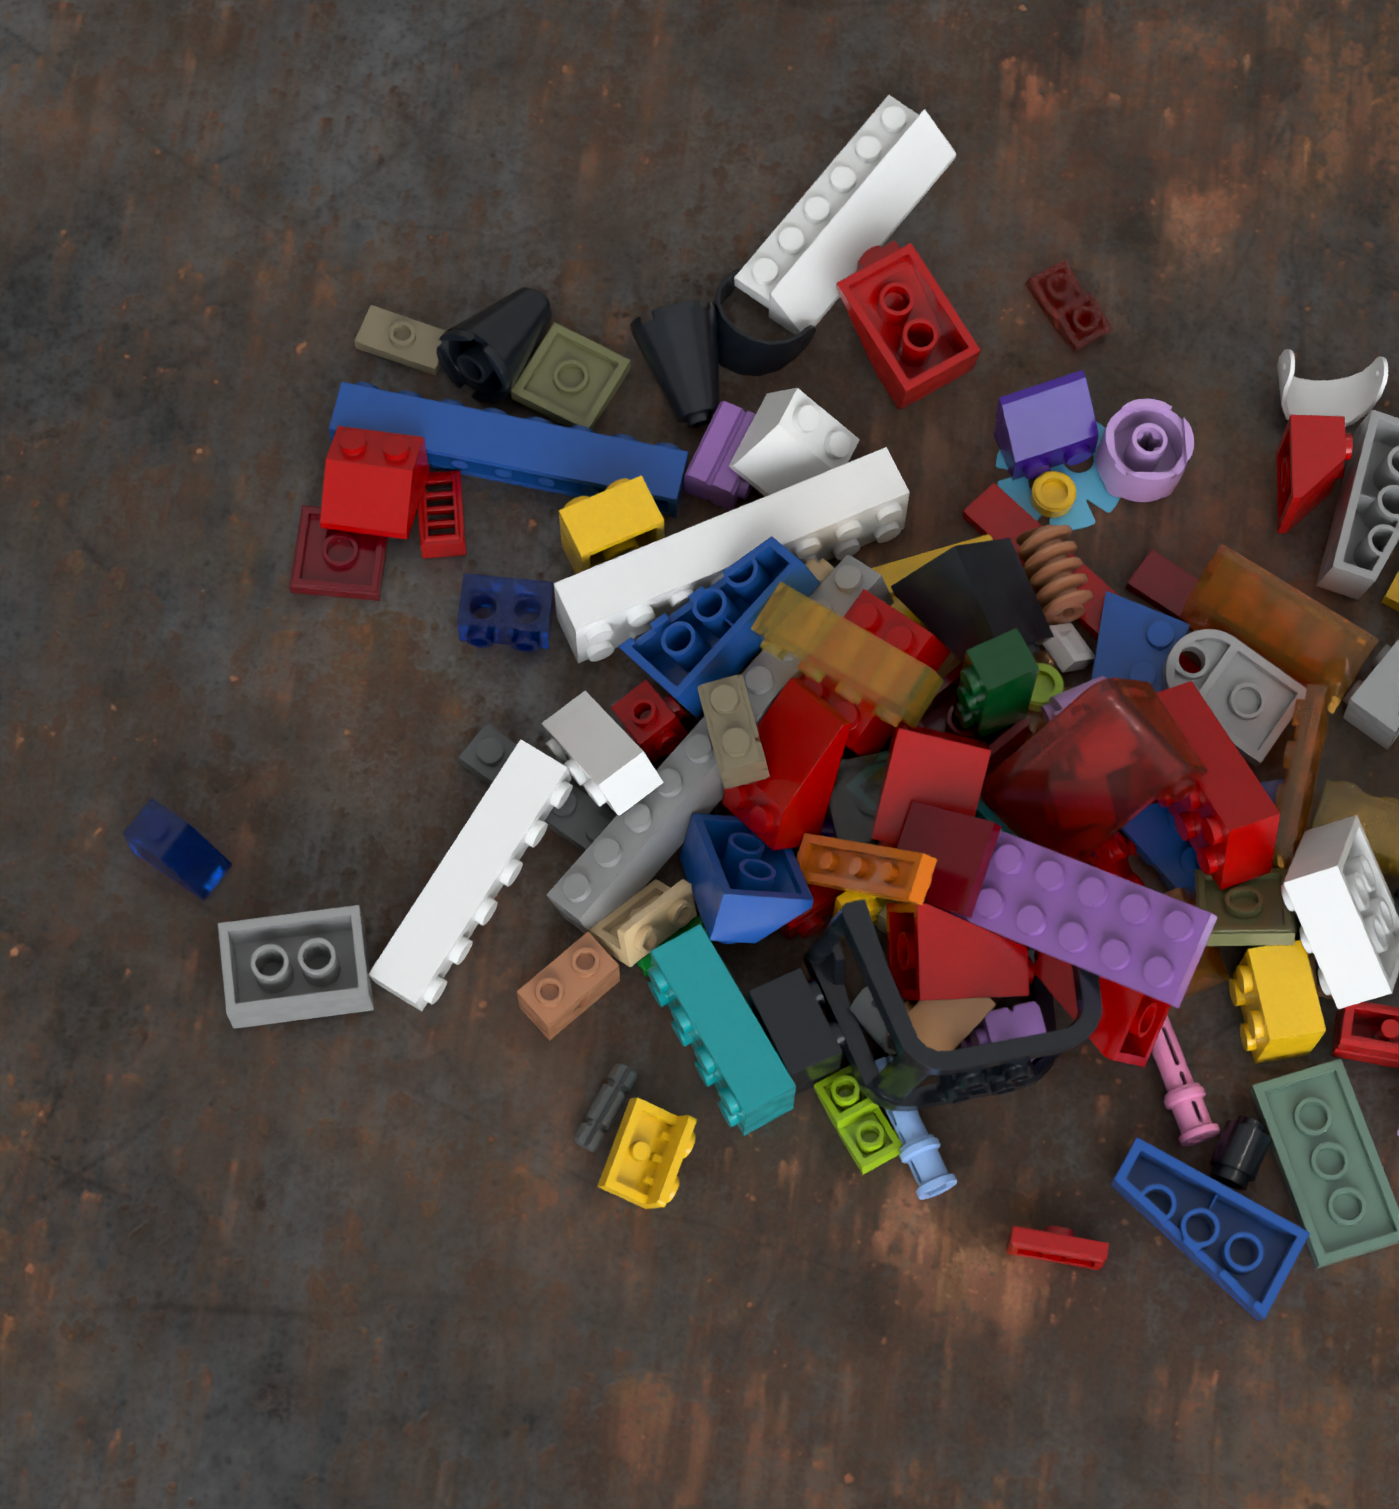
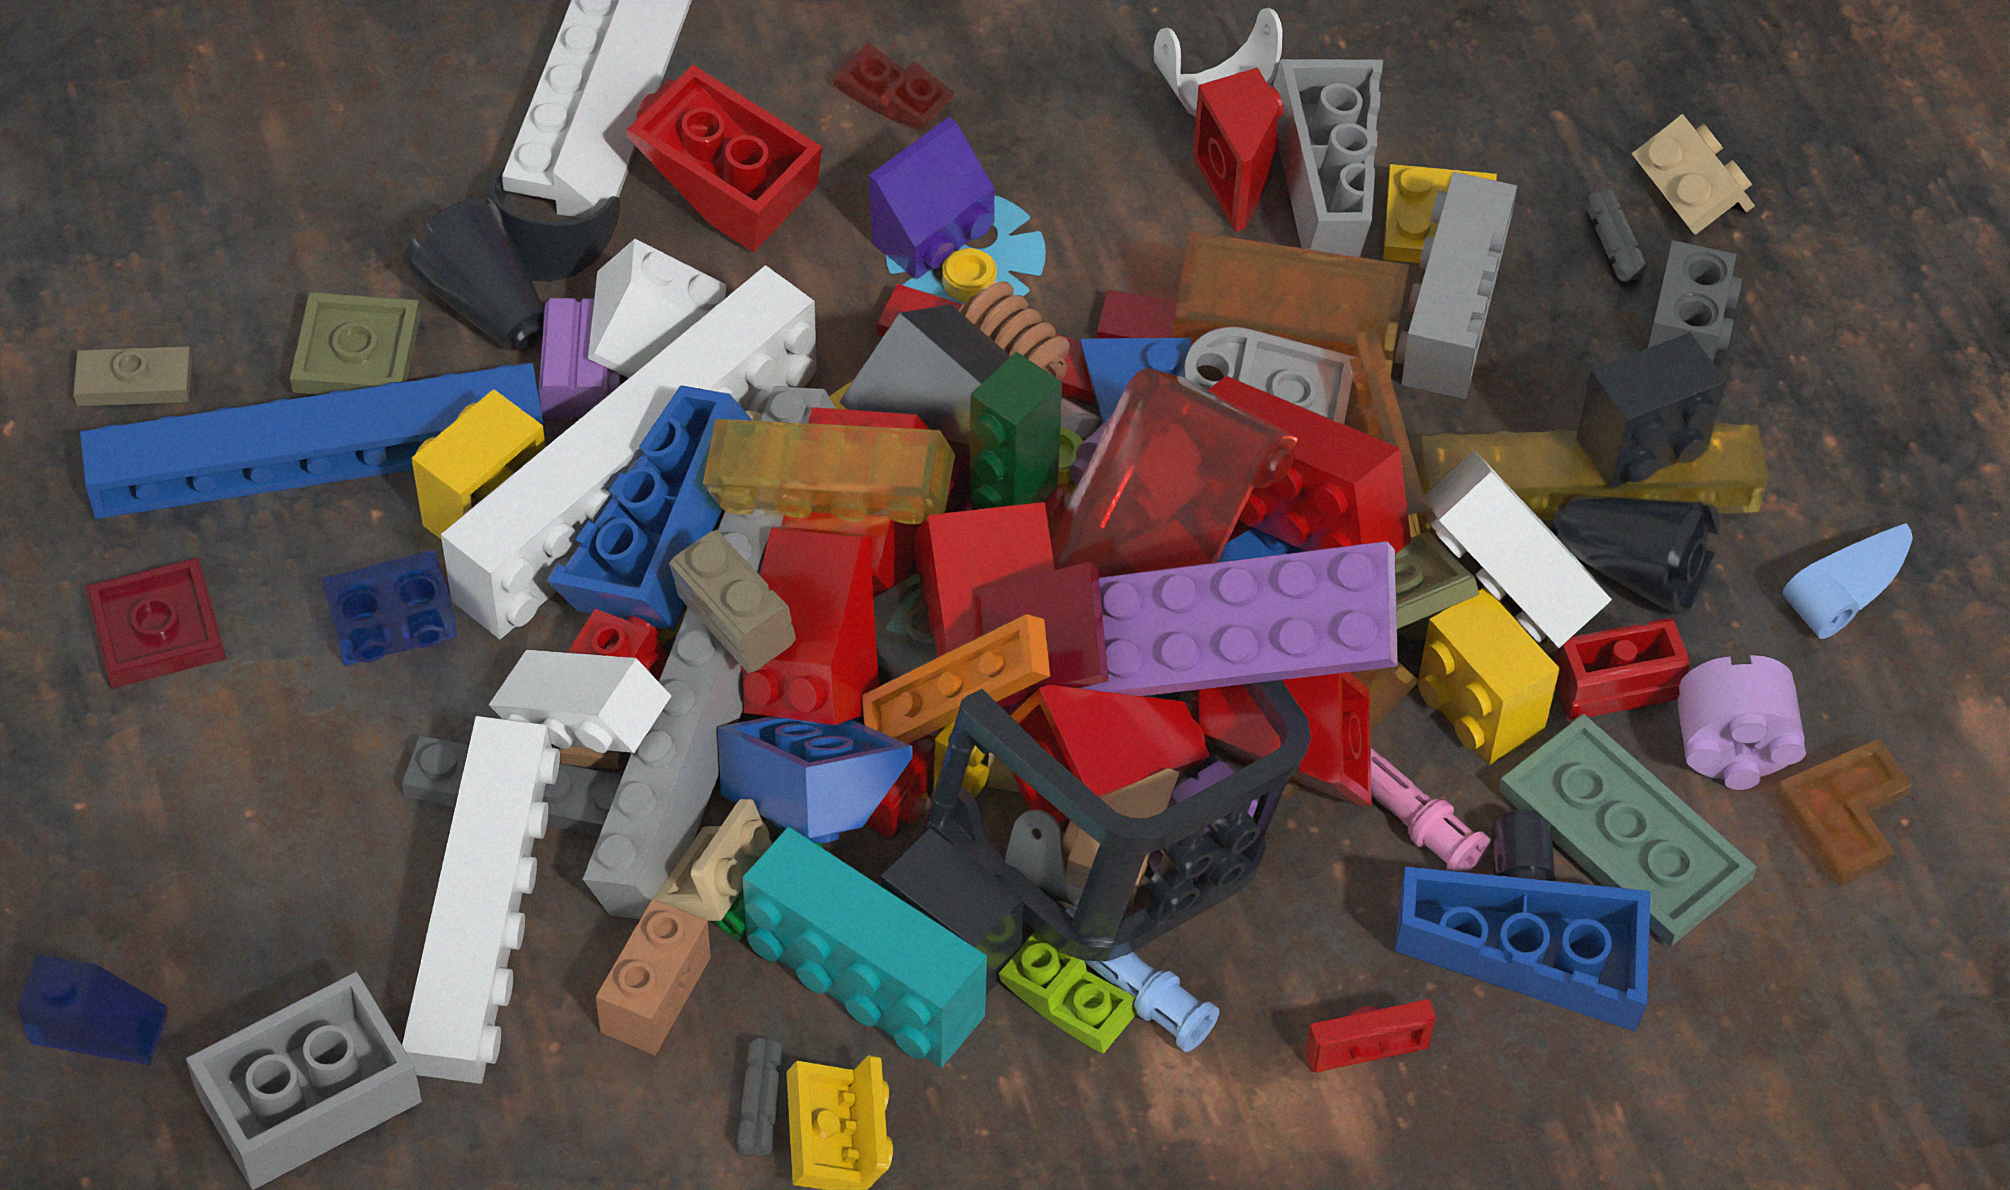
camera: 25 degrees left, 15 degrees down
(373, 482) = (165, 522): red slope -> none
(442, 544) = (276, 568): red slope -> none
(495, 344) = (246, 338): black cone -> none
(1144, 451) = (1051, 191): lavender brick -> none

